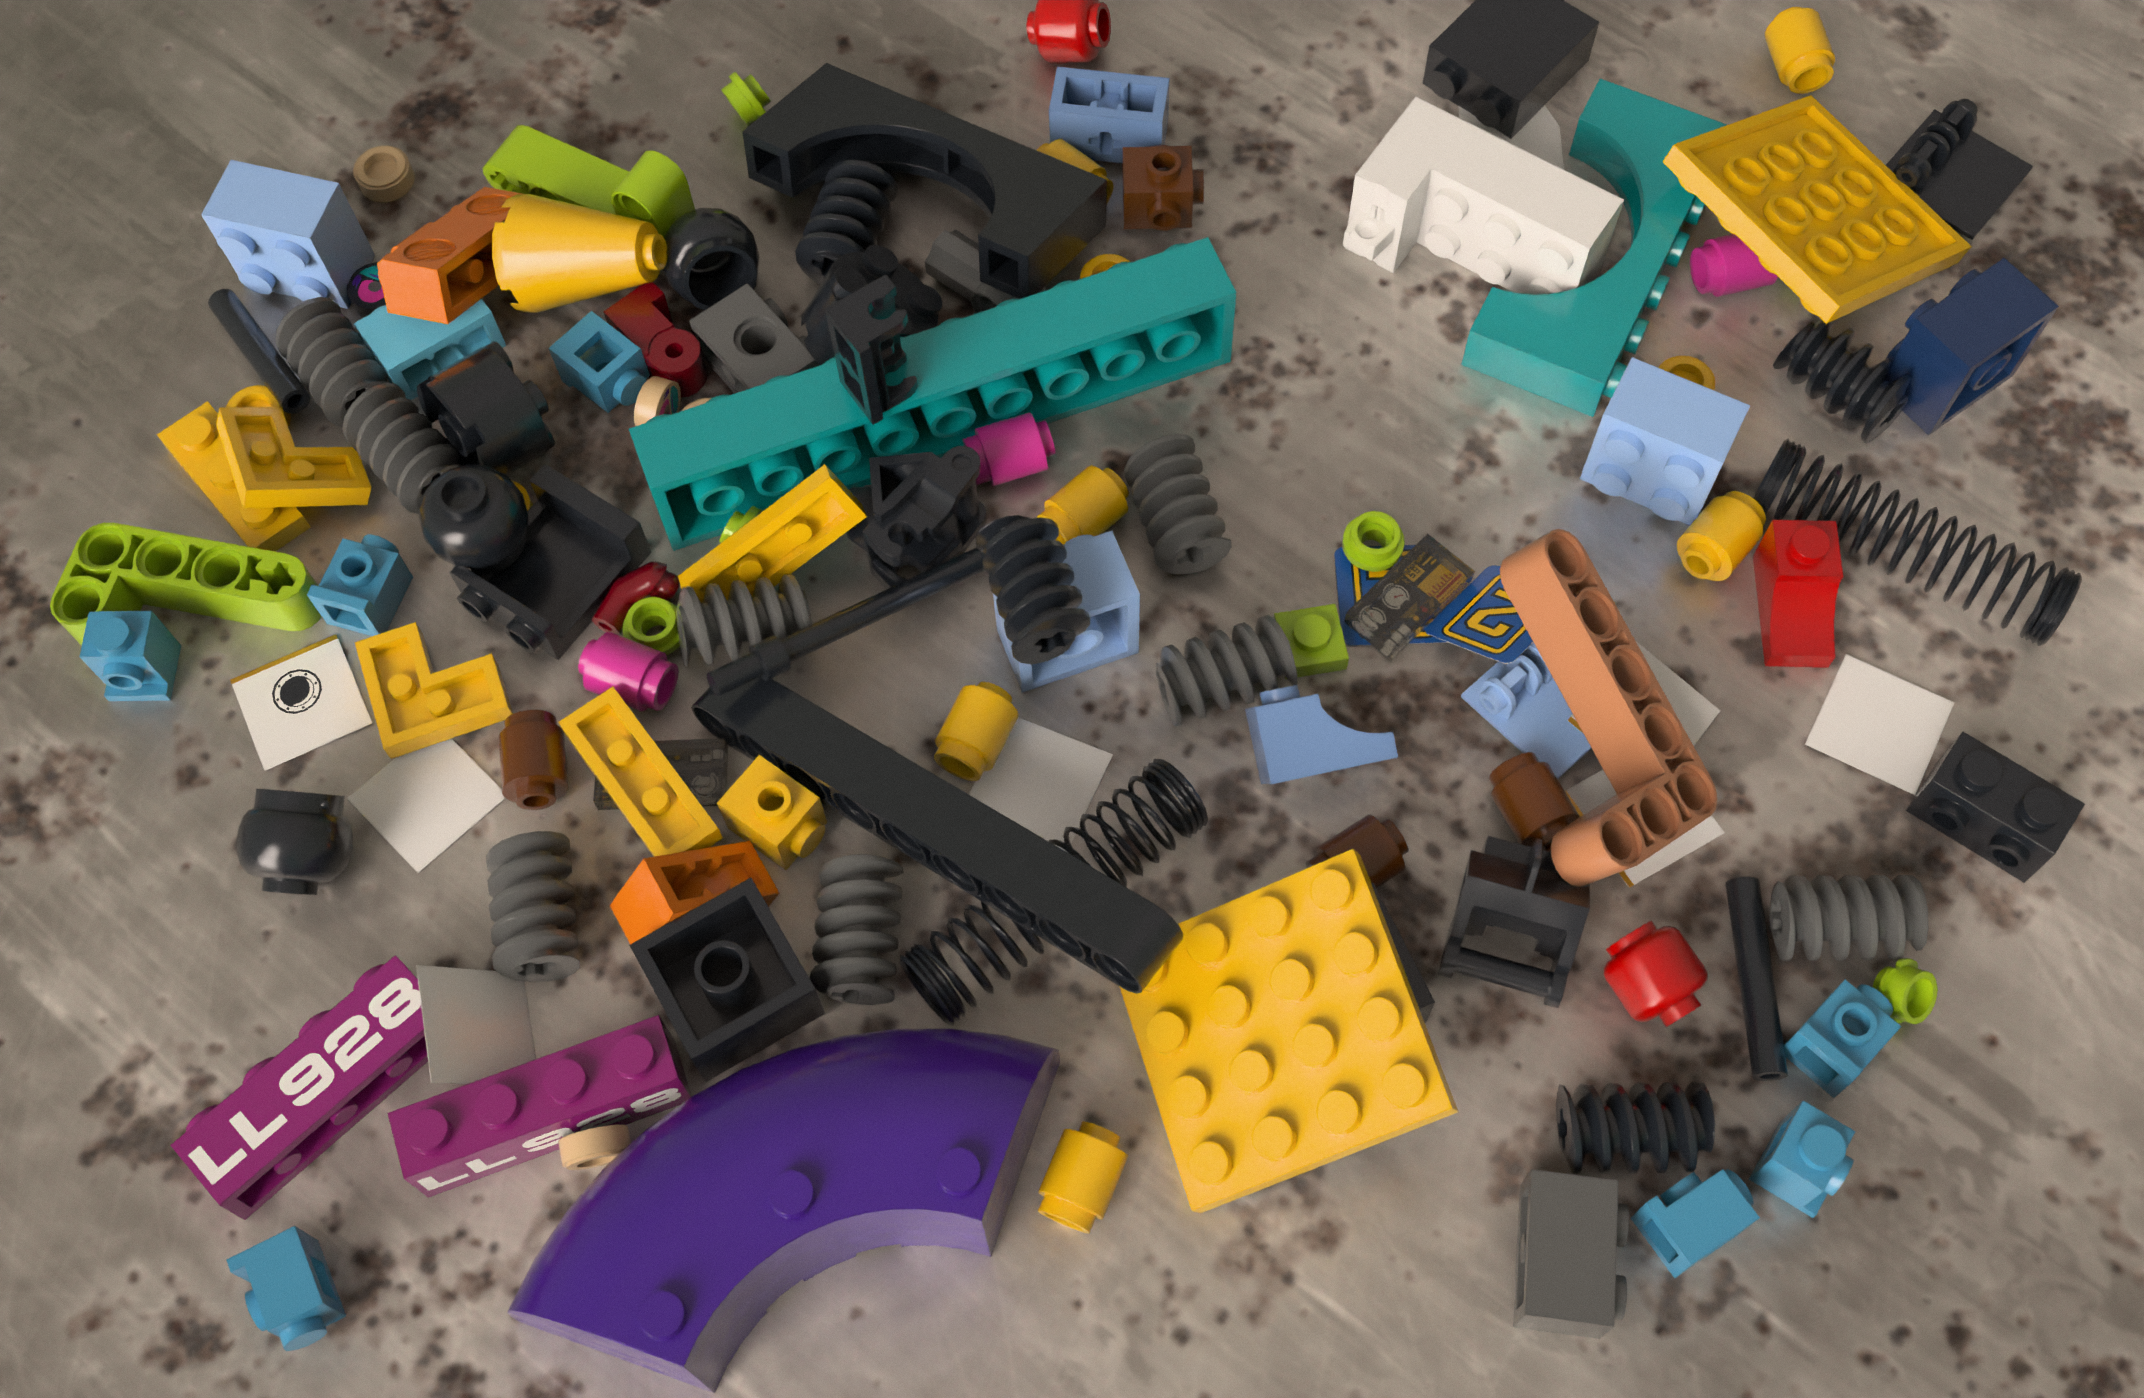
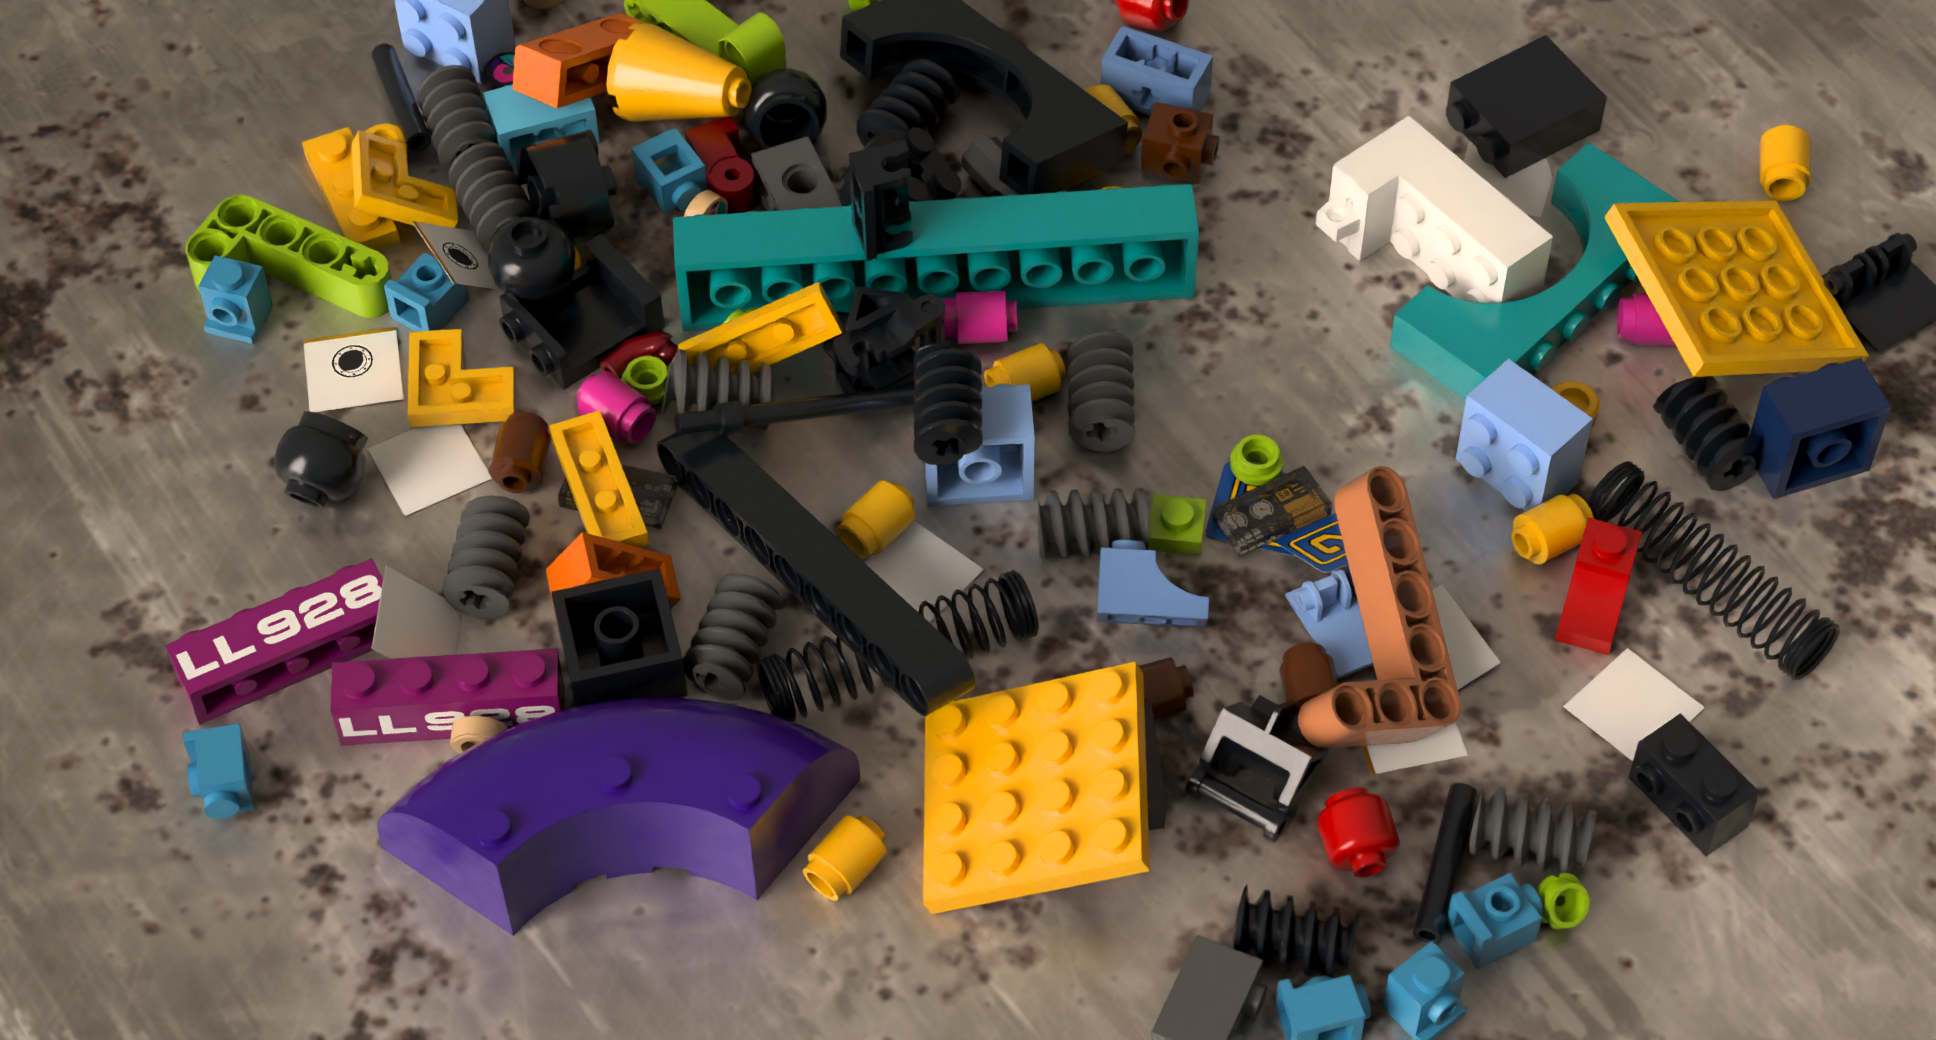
camera: 15 degrees right, 10 degrees down
(383, 530) = (458, 254): none -> white sticker
(774, 813) = (695, 538): yellow brick -> none

